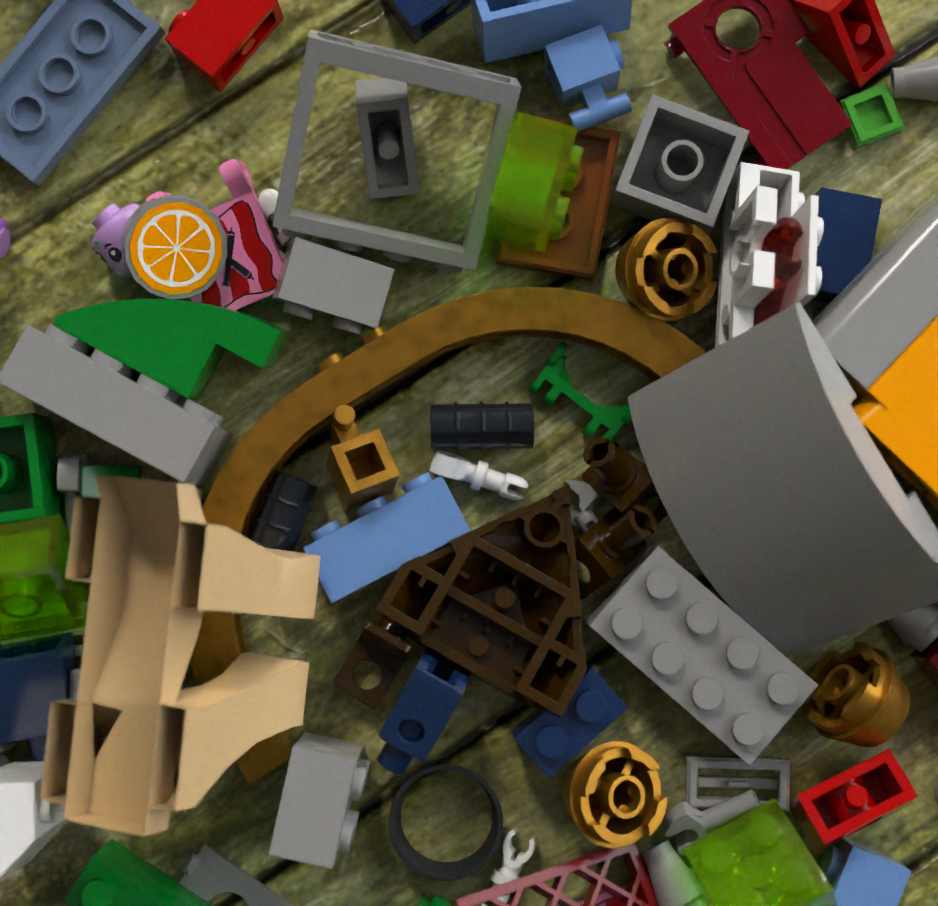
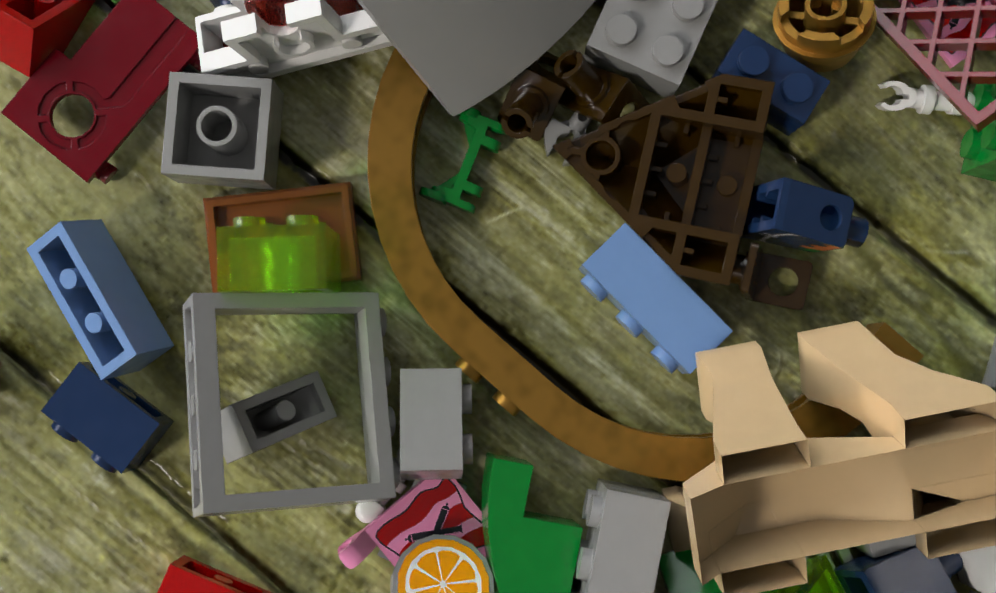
camera: 110 degrees left, 0 degrees up
(283, 512) = (662, 405): black axle -> none
(317, 798) = (918, 283): light grey brick -> none
(359, 464) = (595, 345): pearl gold brick -> none
(445, 870) = (932, 145): black tyre -> none
(478, 475) = (567, 259): white piece -> none
(482, 426) = (522, 244): black axle -> none
(582, 72) = (156, 250): medium blue brick -> none
(667, 269) = (324, 113): pearl gold cone -> none

